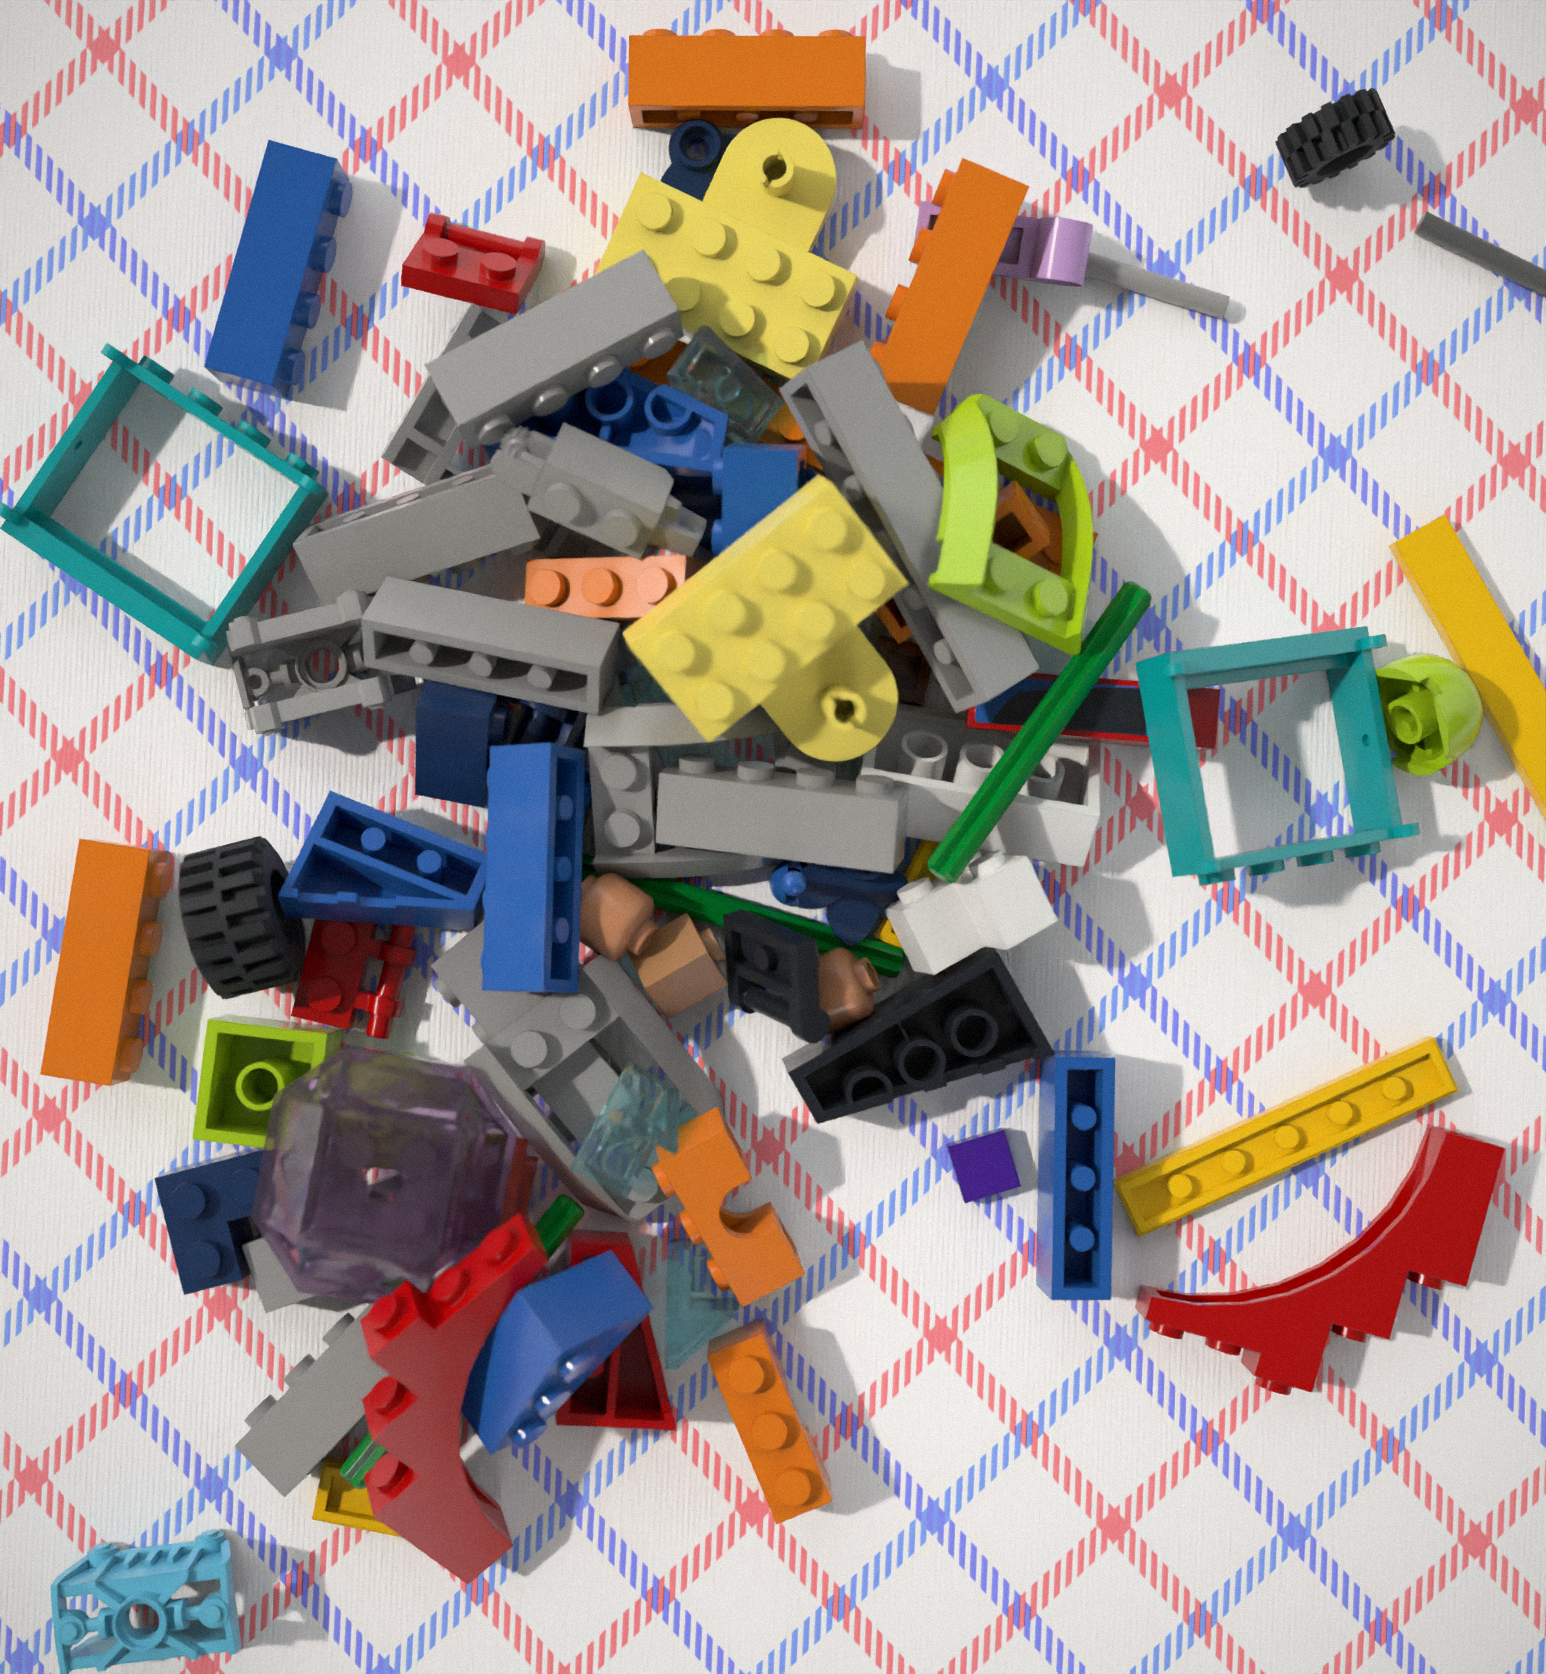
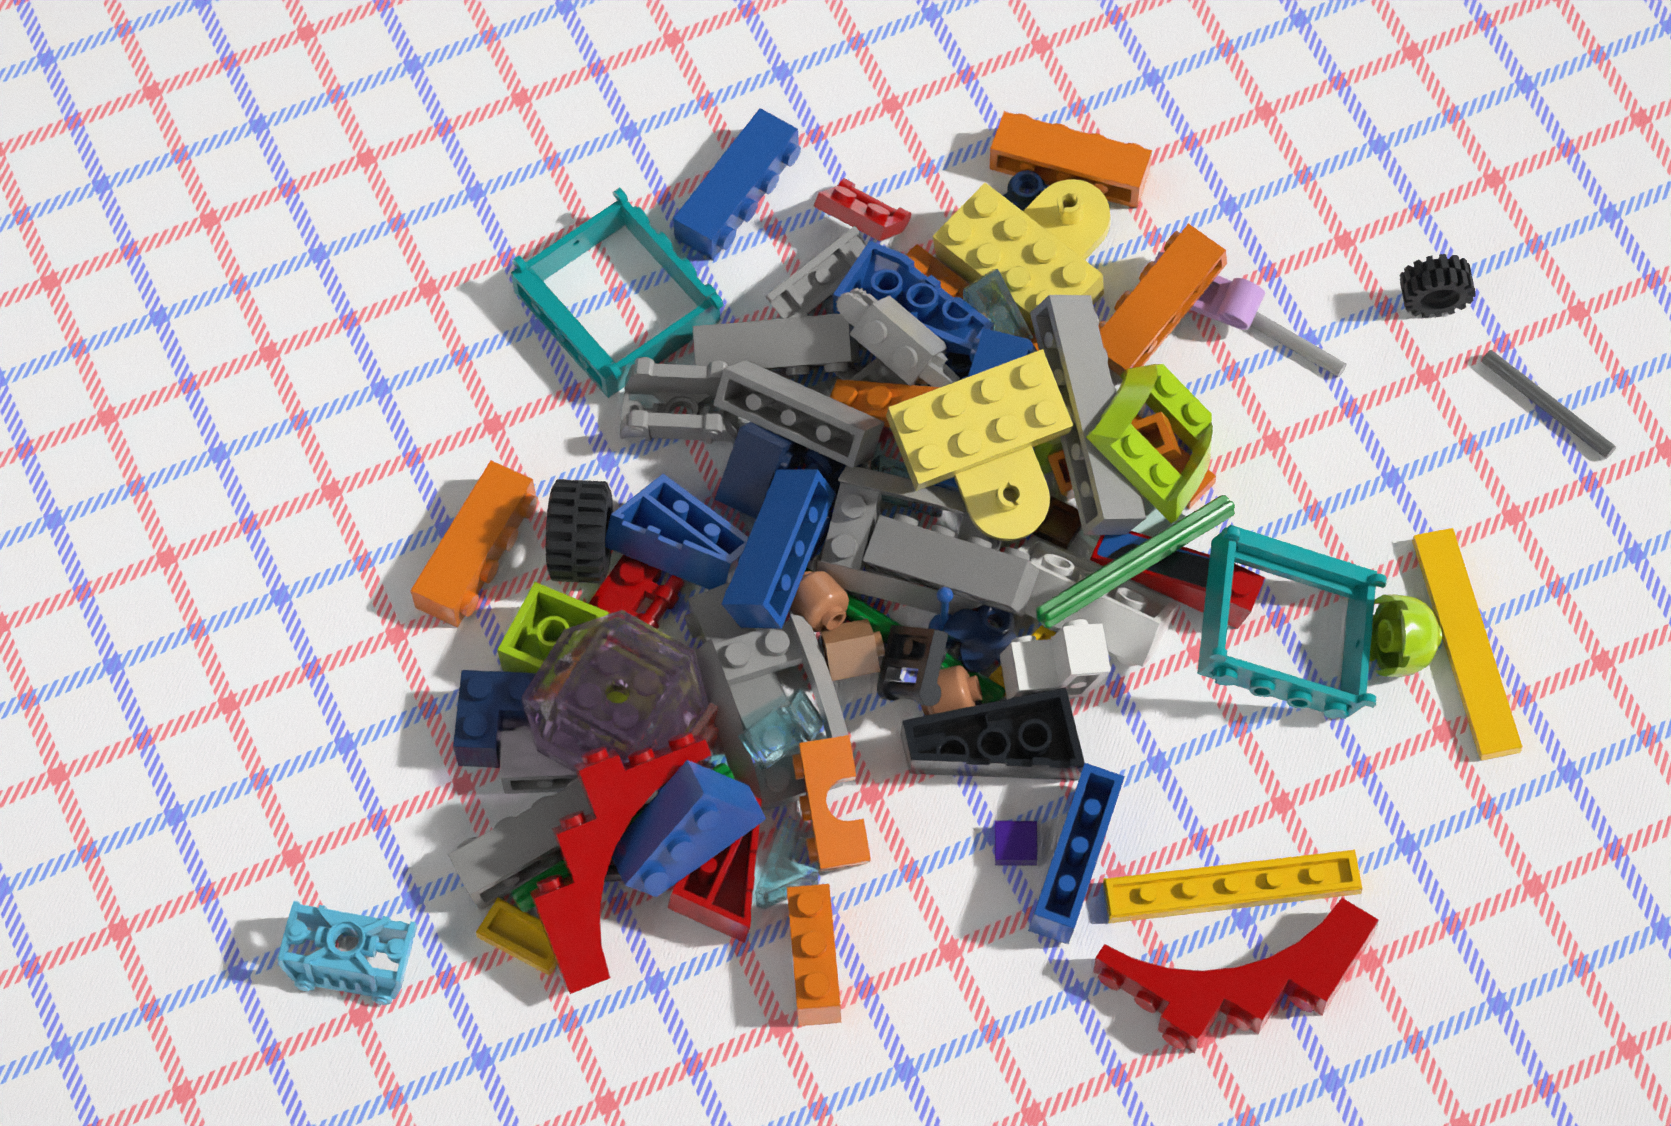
camera: 15 degrees right, 25 degrees down
(557, 350) = (899, 256): light grey brick -> none

